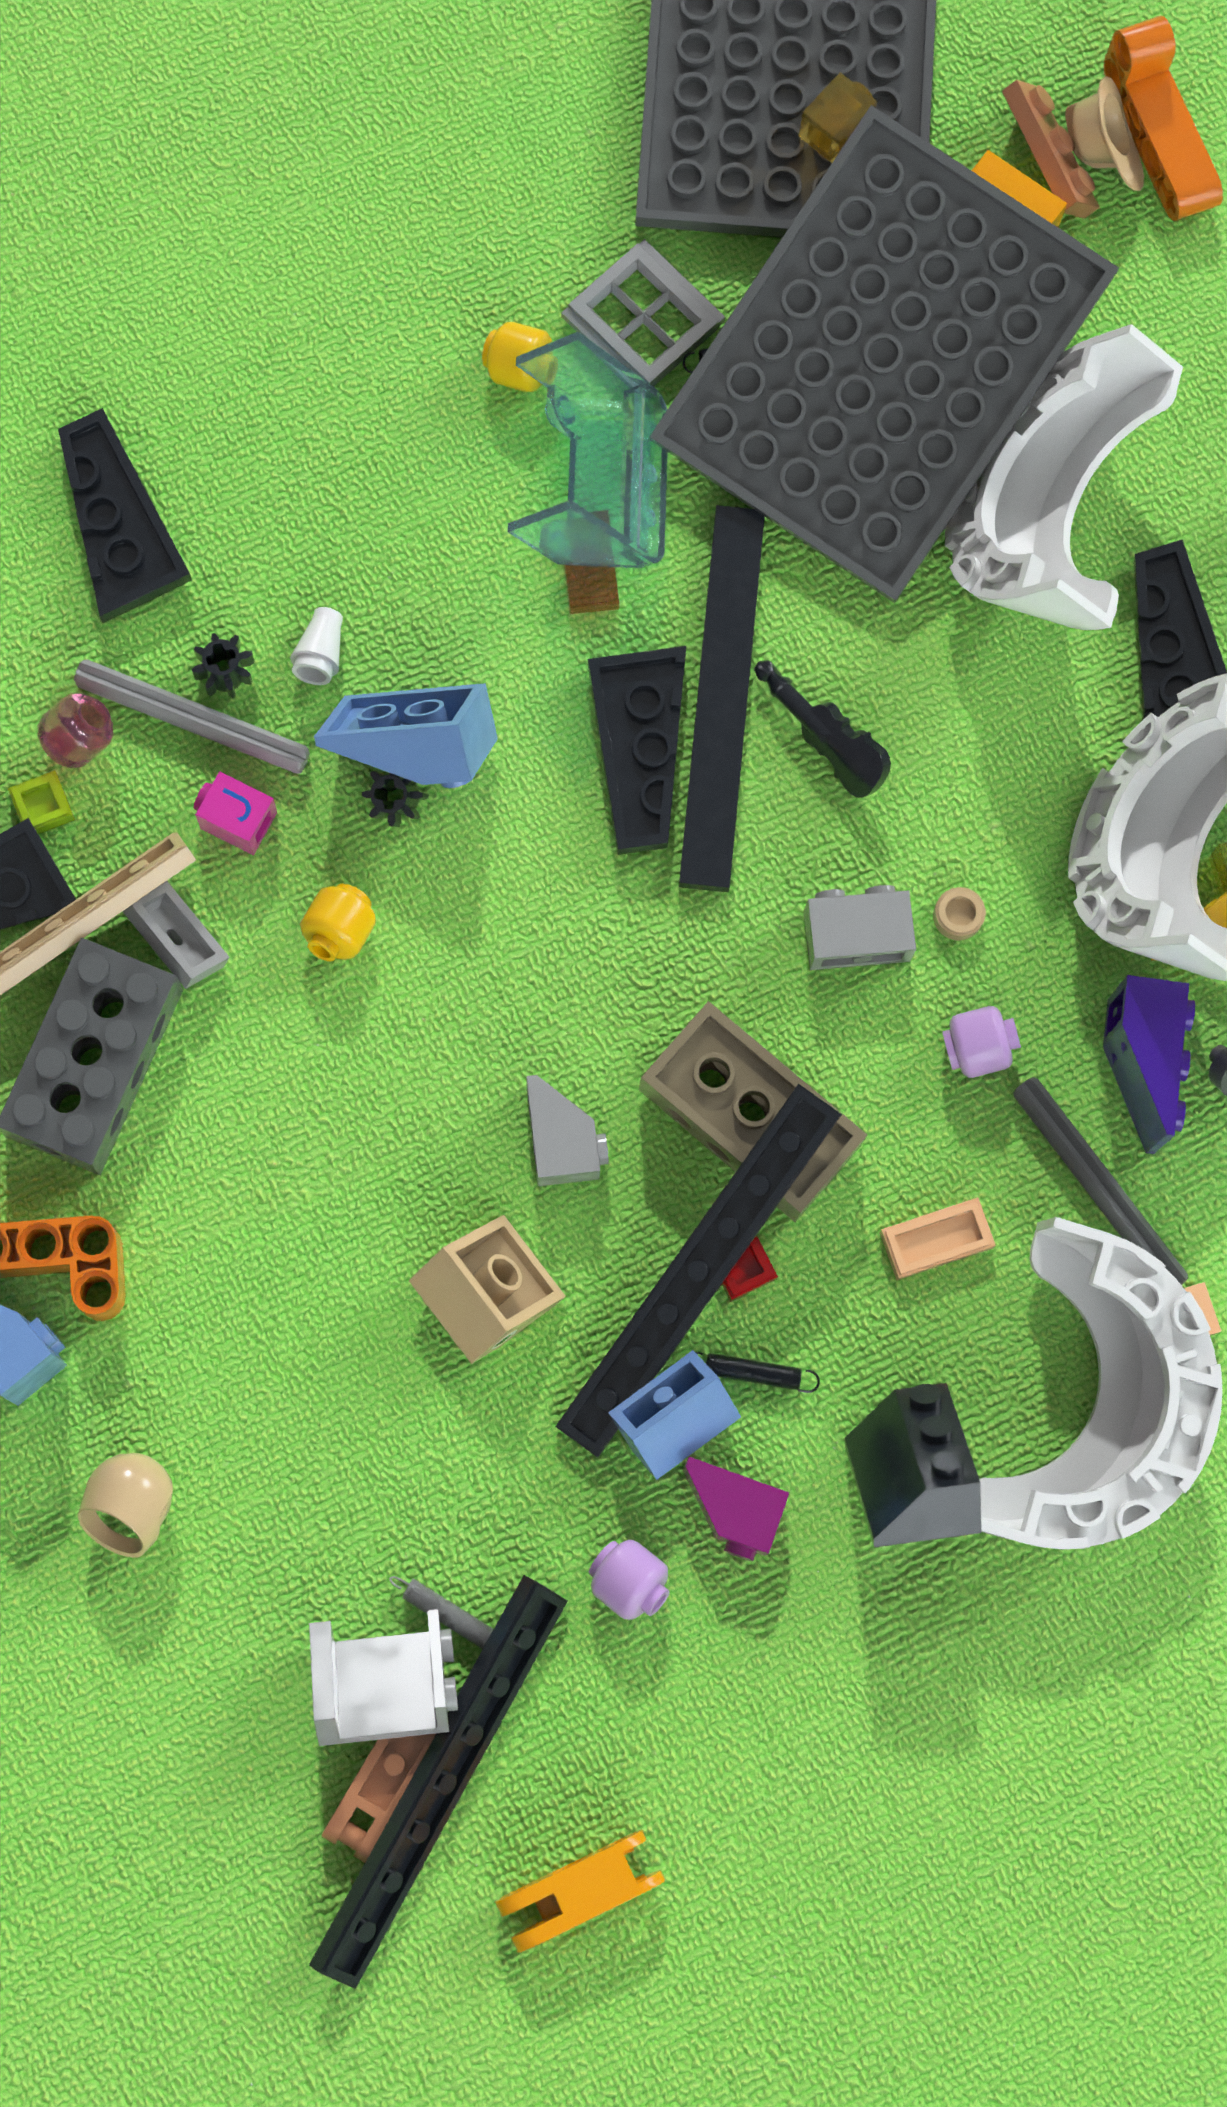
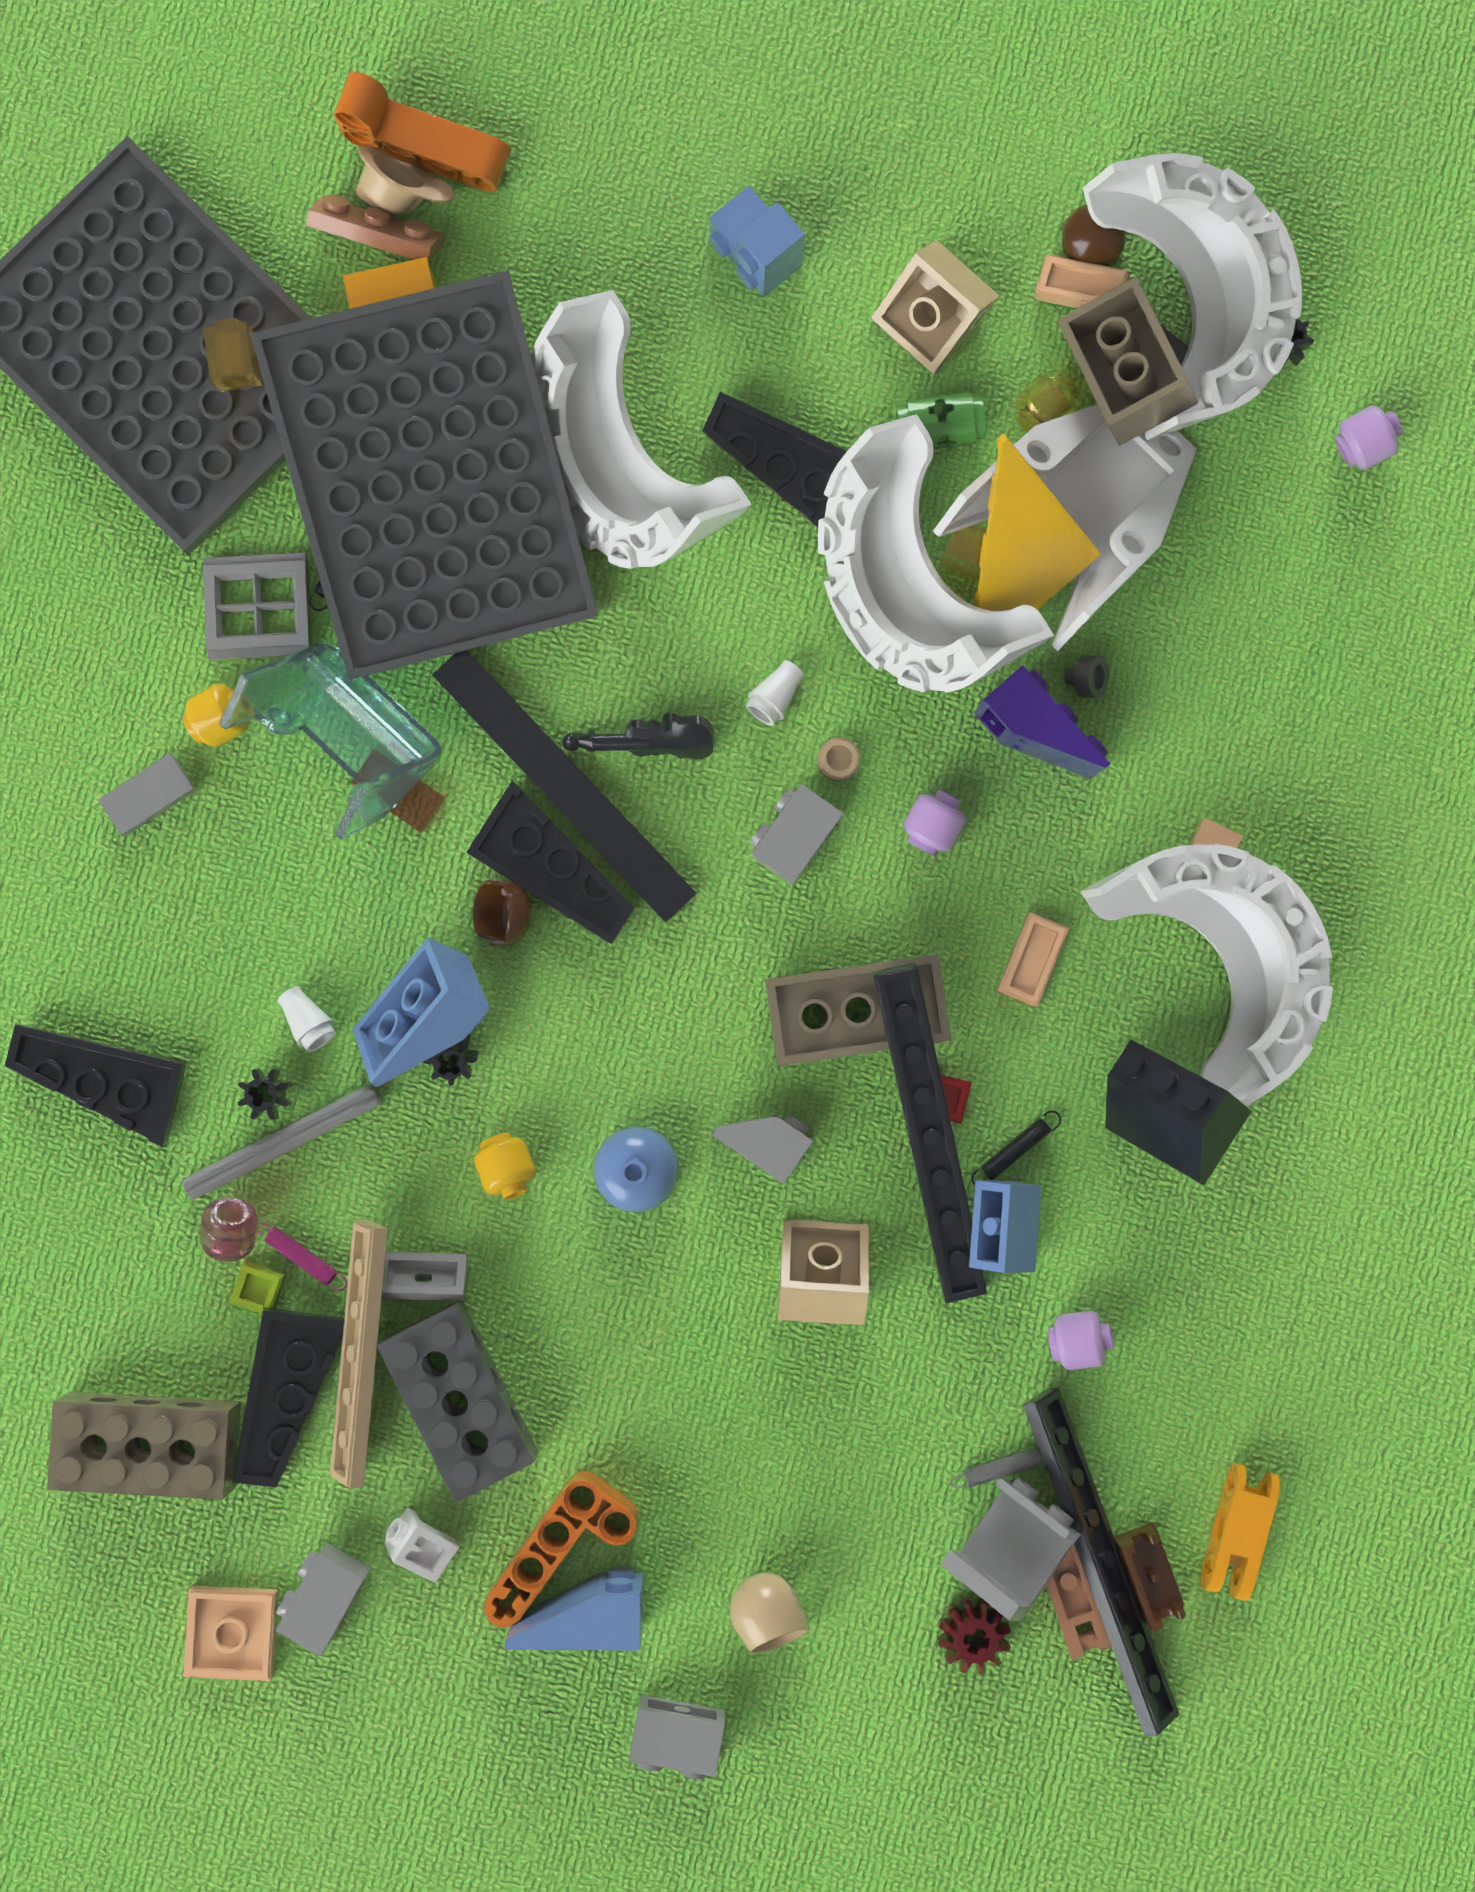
camera: 45 degrees left, 10 degrees up
(102, 817) = (301, 1256): none -> dark pink piece
(234, 812) = (372, 1170): dark pink brick -> none
(261, 1736) = (981, 1648): none -> dark red gear
(398, 358) = (147, 794): none -> light grey tile
(434, 1043) = (636, 1169): none -> medium blue cylinder
(466, 1842) = (1150, 1575): none -> reddish brown hinge
(562, 732) = (501, 912): none -> reddish brown hair
(737, 1508) = (1094, 1234): magenta slope -> none
(966, 807) = (773, 695): none -> white cone
(1093, 1173) = (1087, 827): dark grey axle -> none

